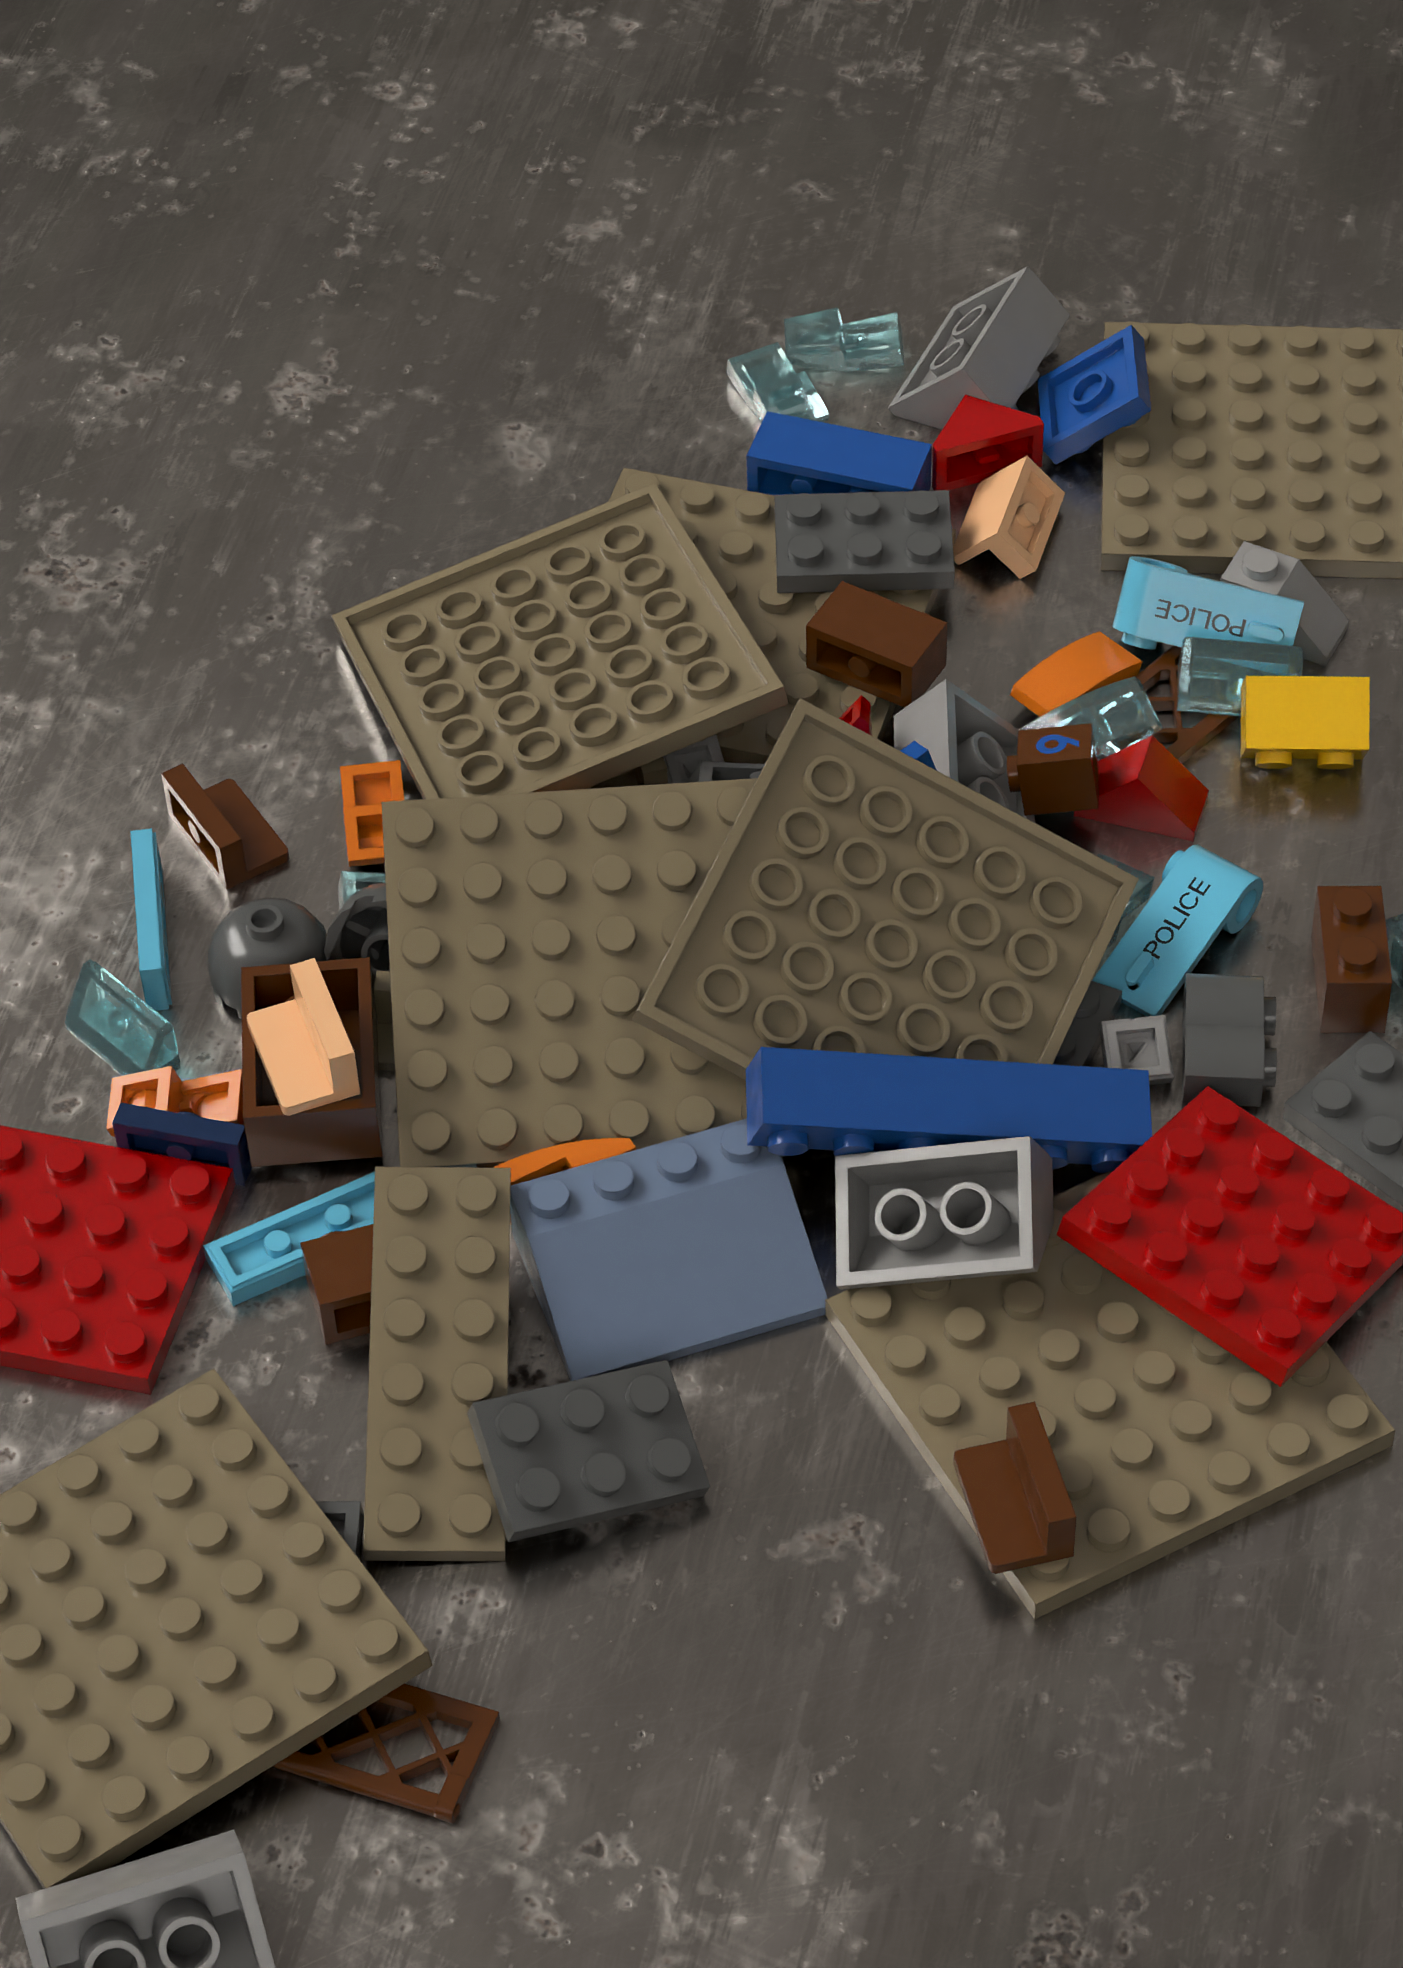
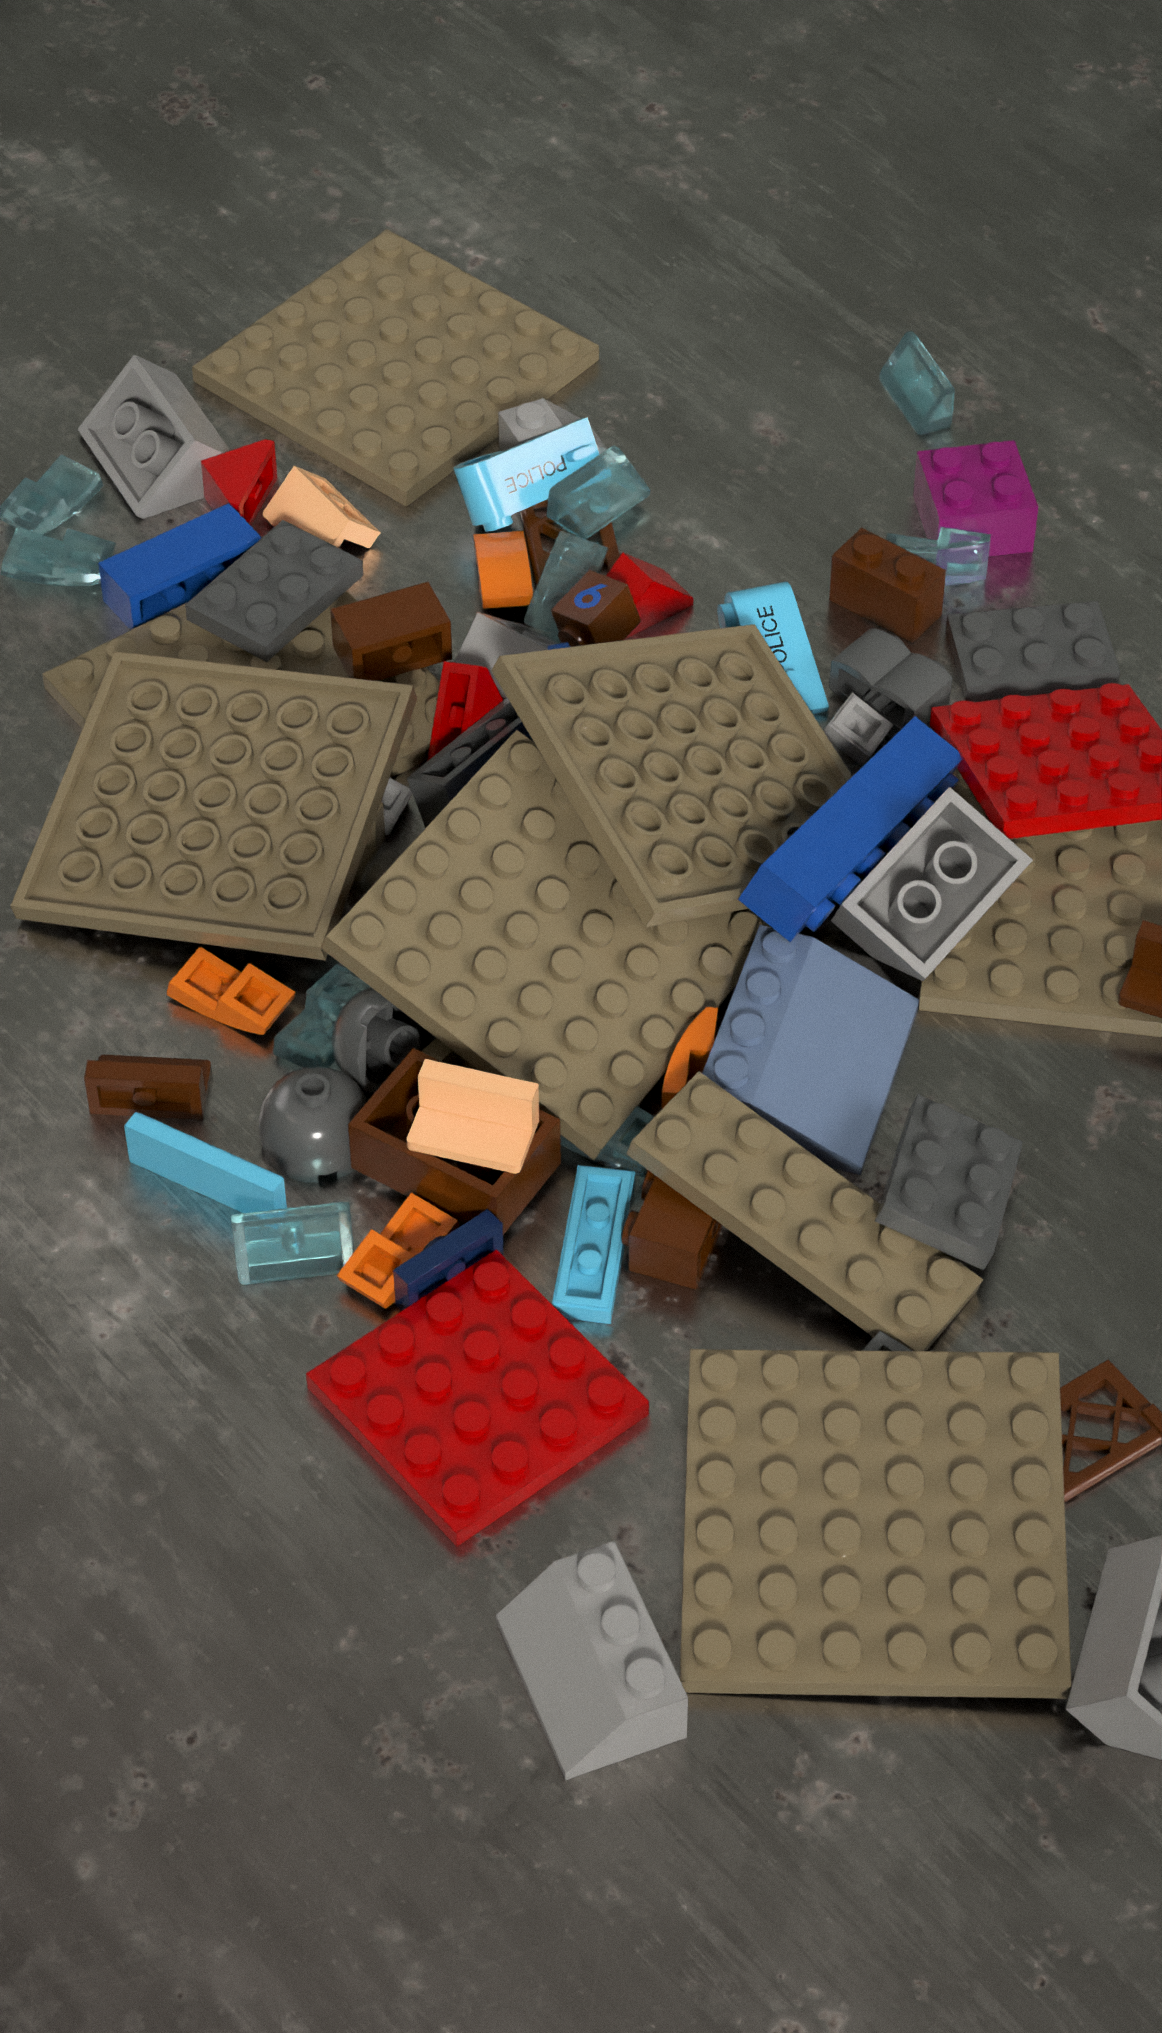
camera: 55 degrees left, 0 degrees up
(1094, 395) = (269, 401): blue plate -> none
(1305, 720) = (668, 483): yellow brick -> none

